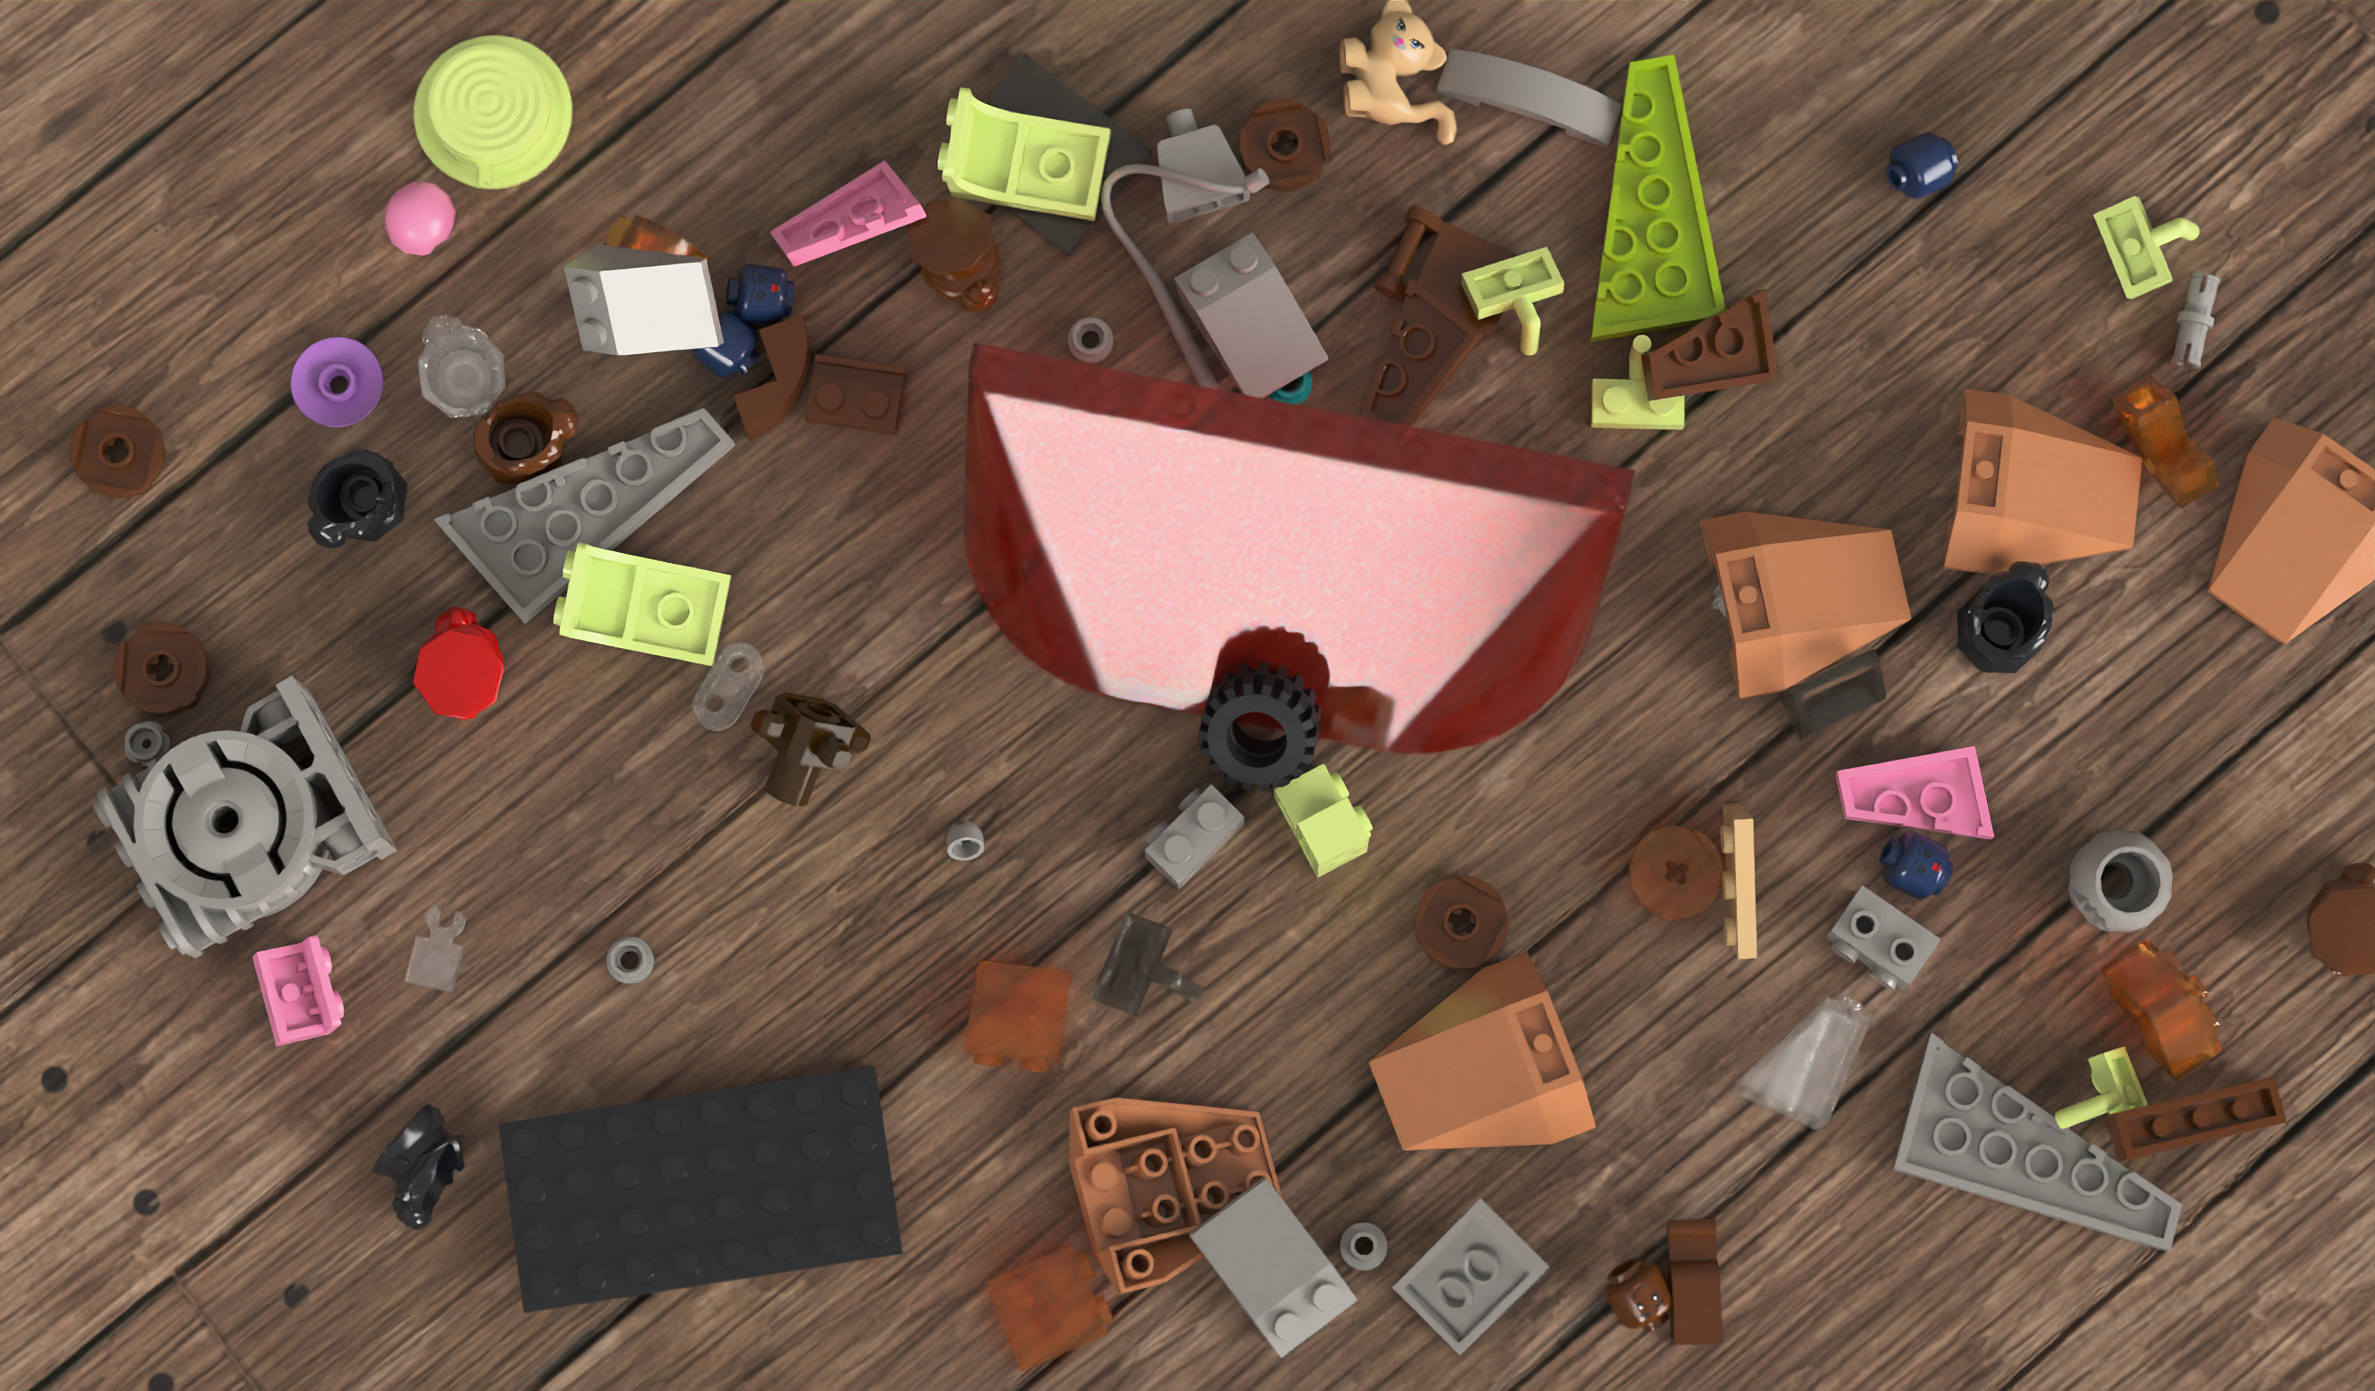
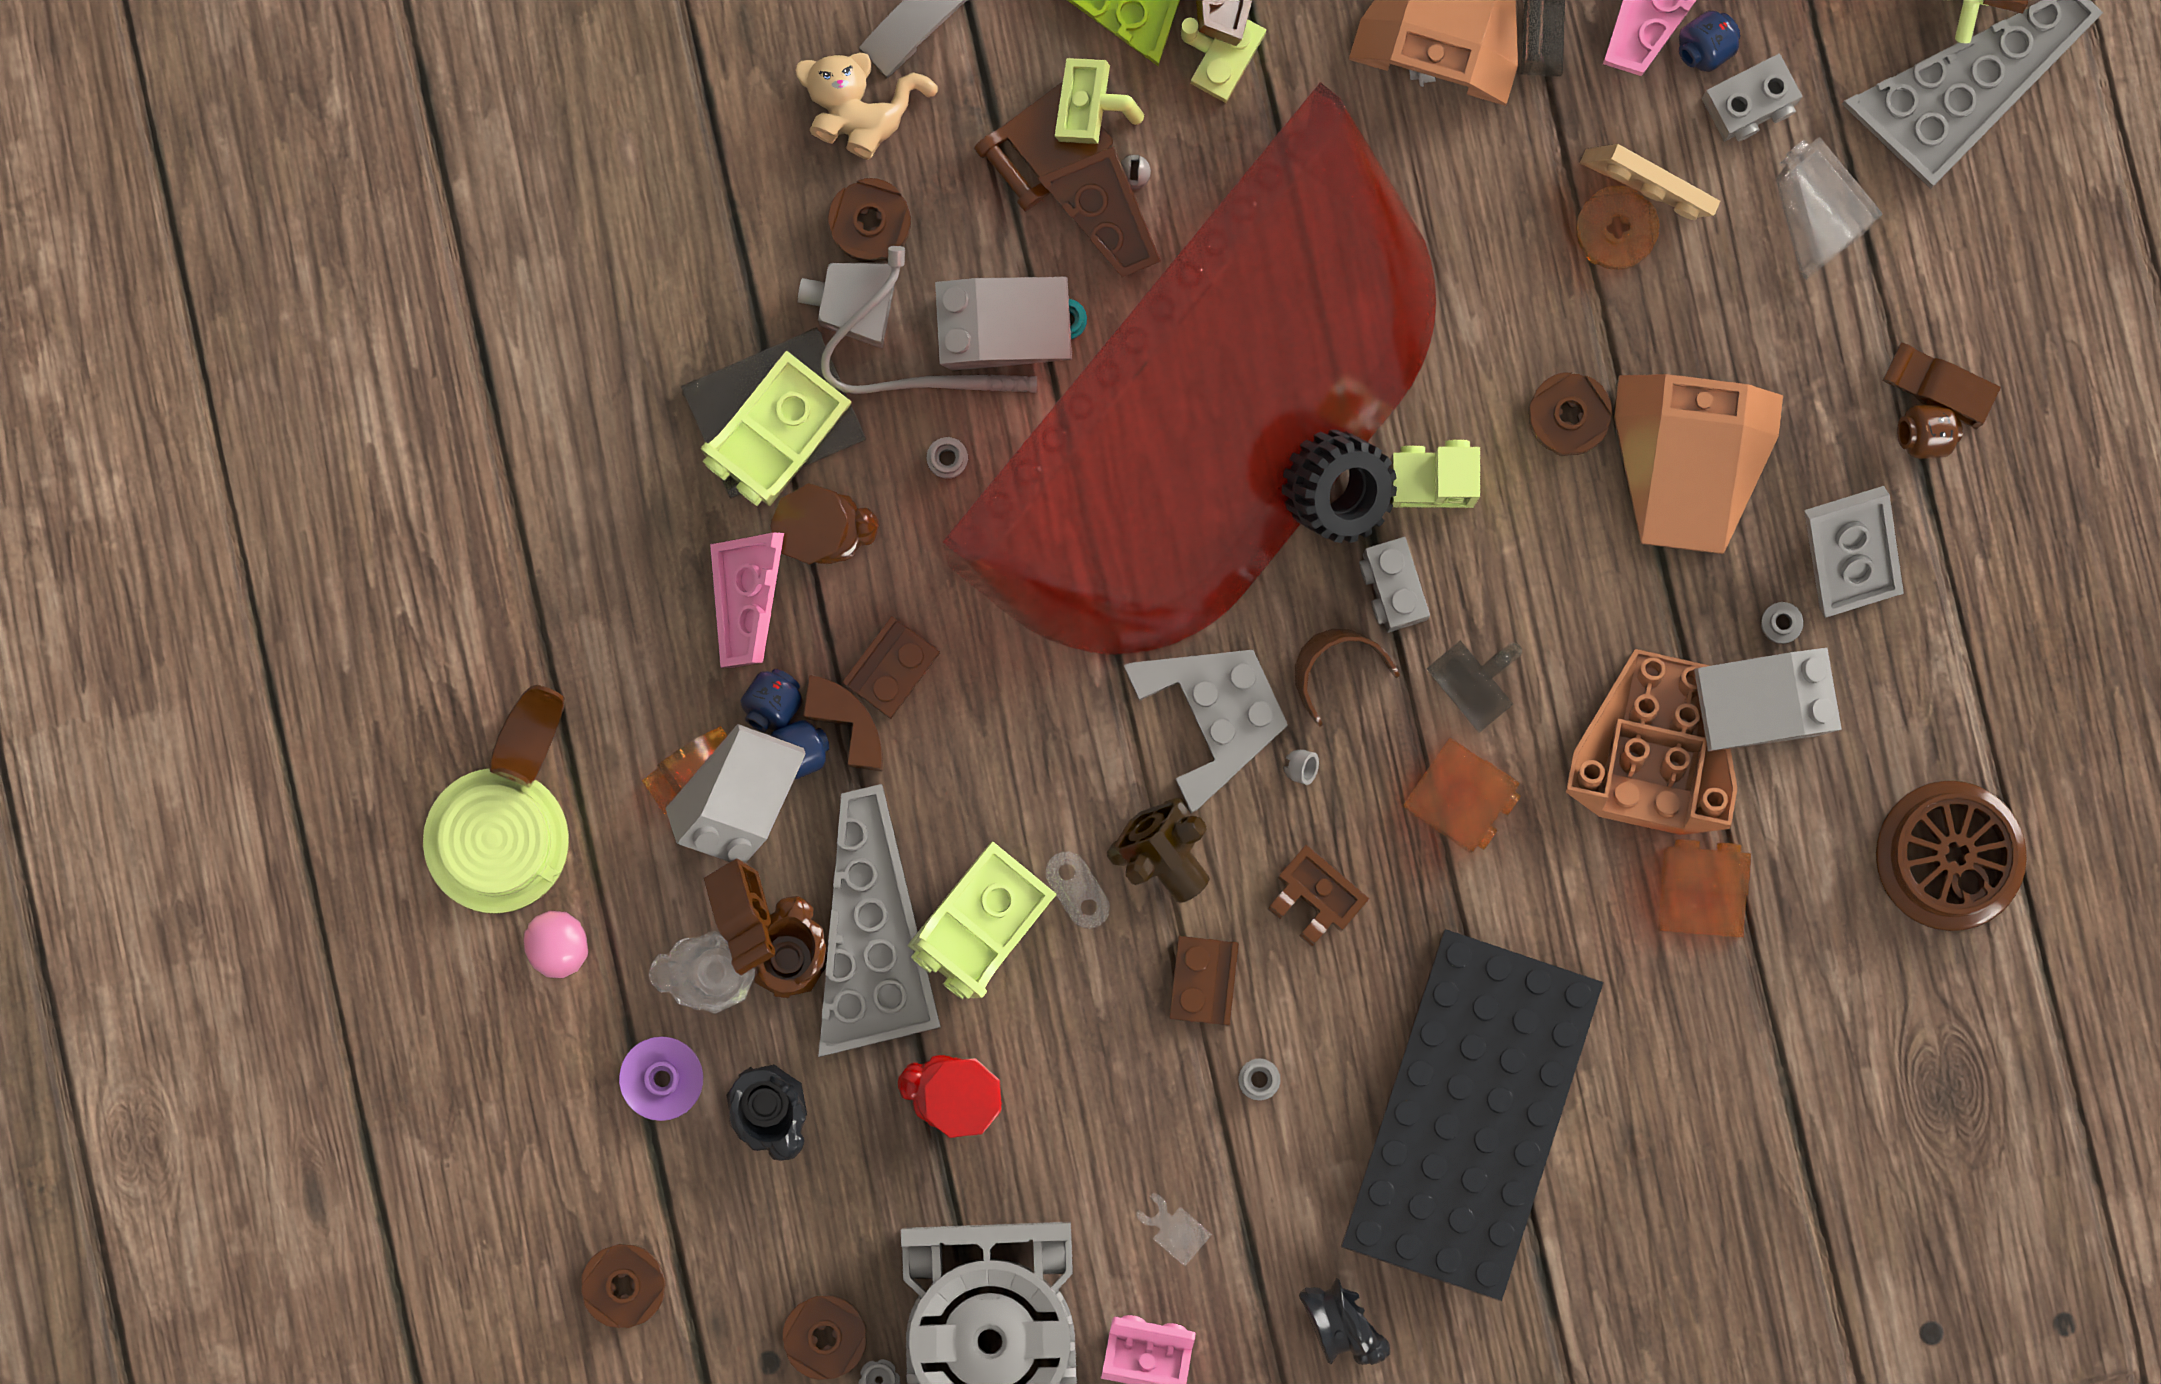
camera: 65 degrees left, 5 degrees up
(531, 367) = (741, 914): none -> reddish brown piece
(603, 87) = (527, 735): none -> reddish brown piece
(701, 855) = (1204, 980): none -> reddish brown plate
(852, 922) = (1321, 888): none -> reddish brown plate
(989, 739) = (1229, 705): none -> light grey wing
(1107, 801) = (1316, 647): none -> reddish brown piece
(1476, 381) = (1144, 170): none -> light grey hinge

